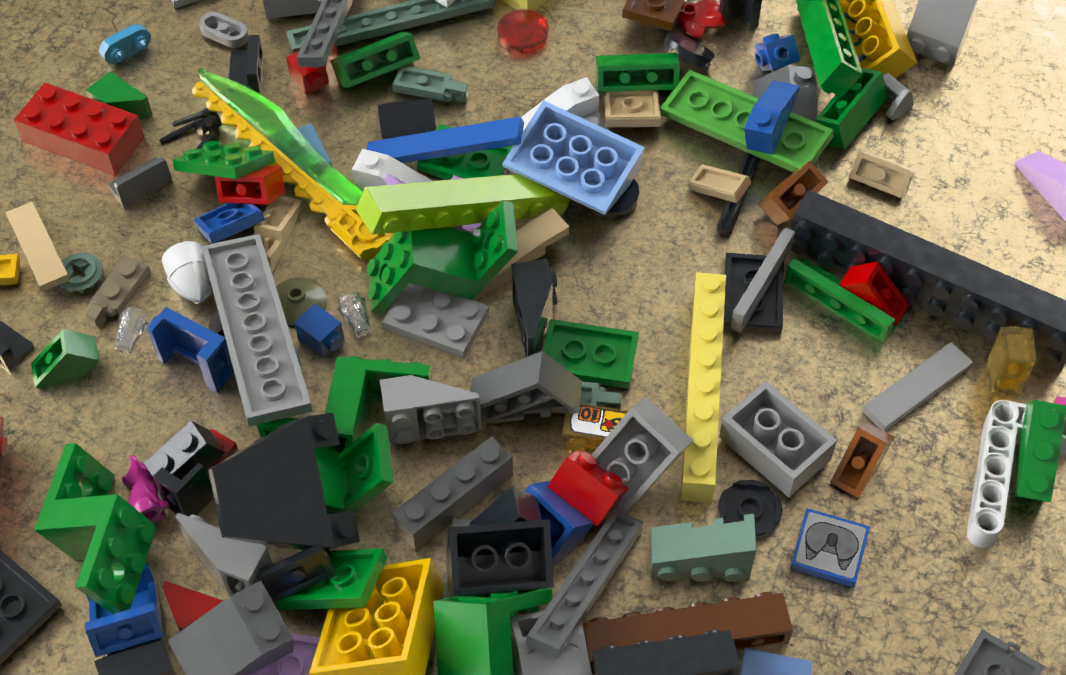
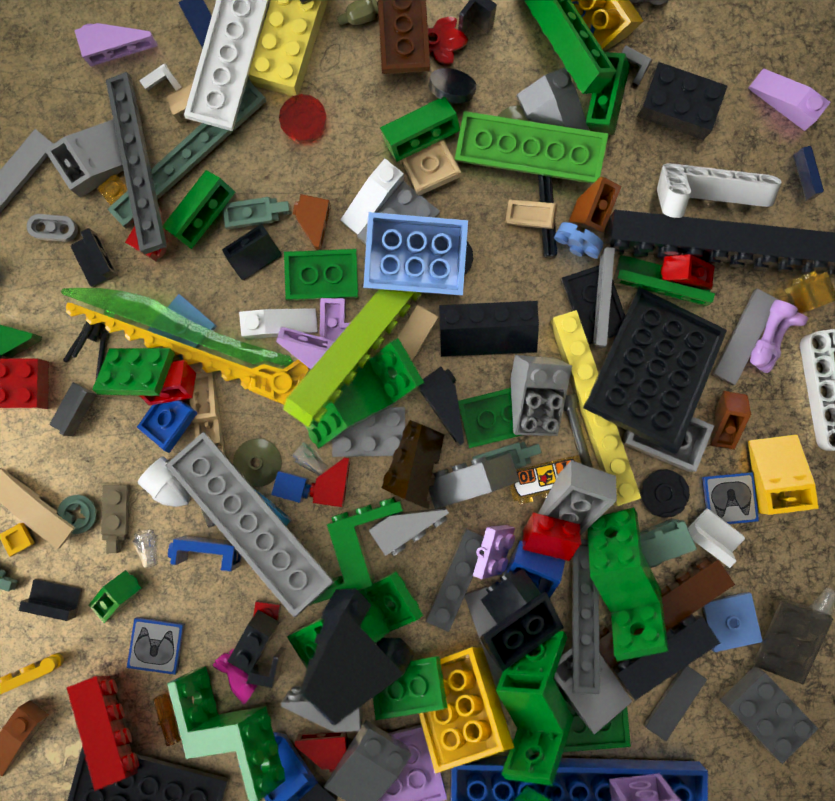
camera: 20 degrees left, 30 degrees up
(33, 507) = (166, 719): none -> clear orange axle
(74, 422) = (155, 645): none -> tile
(298, 572) = (386, 701): black panel -> none
(300, 19) = (112, 189): none -> clear yellow plate
(369, 340) = (332, 485): none -> red slope
(451, 140) = (303, 277): blue tile -> none
(470, 350) = (414, 463): none -> dark brown wedge
(488, 103) = (313, 216): none -> dark orange slope
(514, 465) = (495, 547): none -> lavender plate
(620, 266) = (488, 328): none -> black slope
(644, 340) = (538, 394): none -> light grey slope
(652, 562) = (627, 585): none -> green bracket
(676, 371) = (570, 406): none -> dark grey piece
(759, 217) = (579, 241): none -> medium blue plate
(770, 117) = (554, 138): blue slope -> none
(776, 52) = (525, 57): blue brick -> none
(790, 361) = (656, 370): none -> black plate
(794, 574) = (716, 536): none -> white panel
(881, 173) = (652, 145): tan panel -> none
(903, 544) = (781, 475): none -> yellow slope
(931, 143) = (682, 101): none -> black brick
(938, 225) = (682, 182): none -> white beam
(938, 407) = (768, 348): none -> lavender piece
(1054, 254) = (808, 173): none -> dark blue tile

